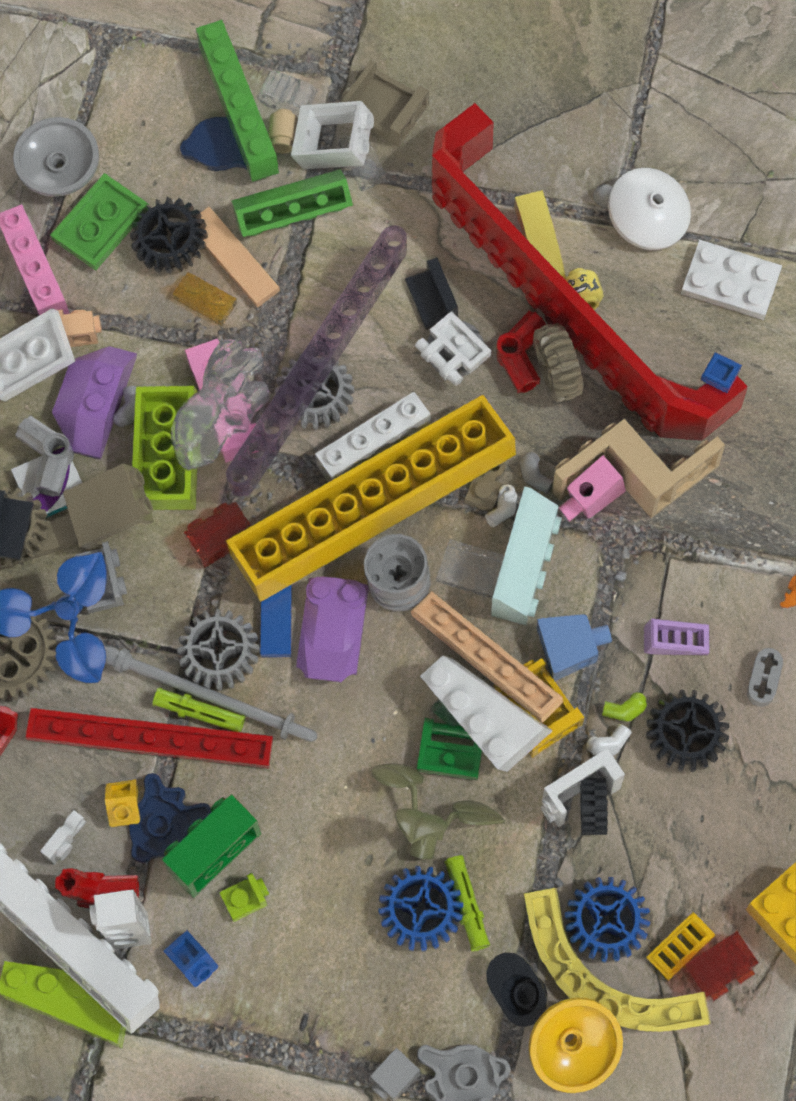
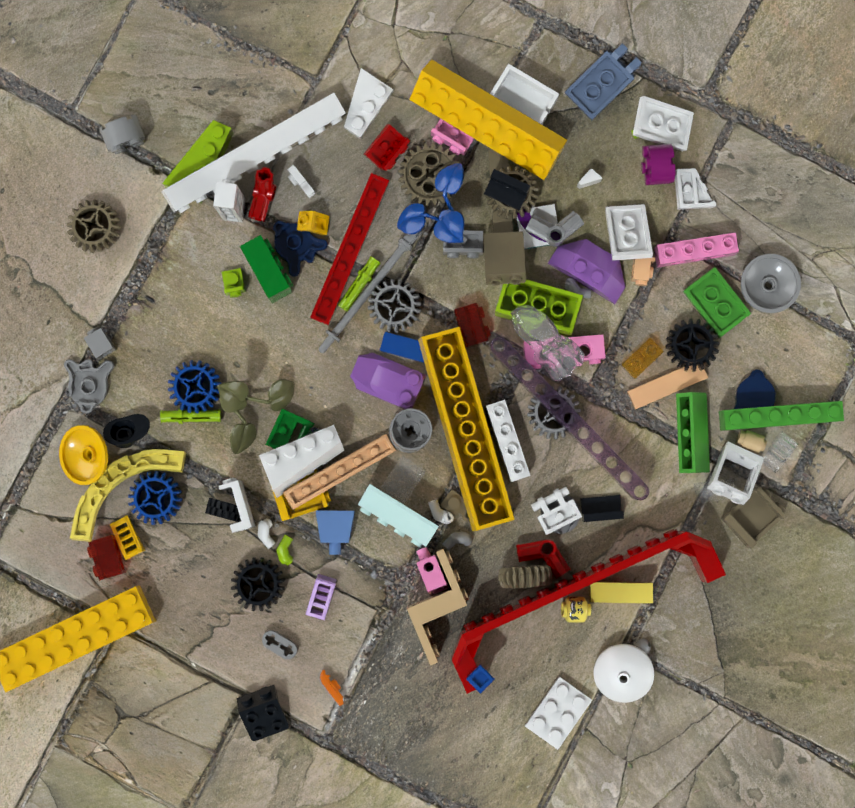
camera: 105 degrees right, 15 degrees up
(191, 958) = (205, 240): blue bracket -> none

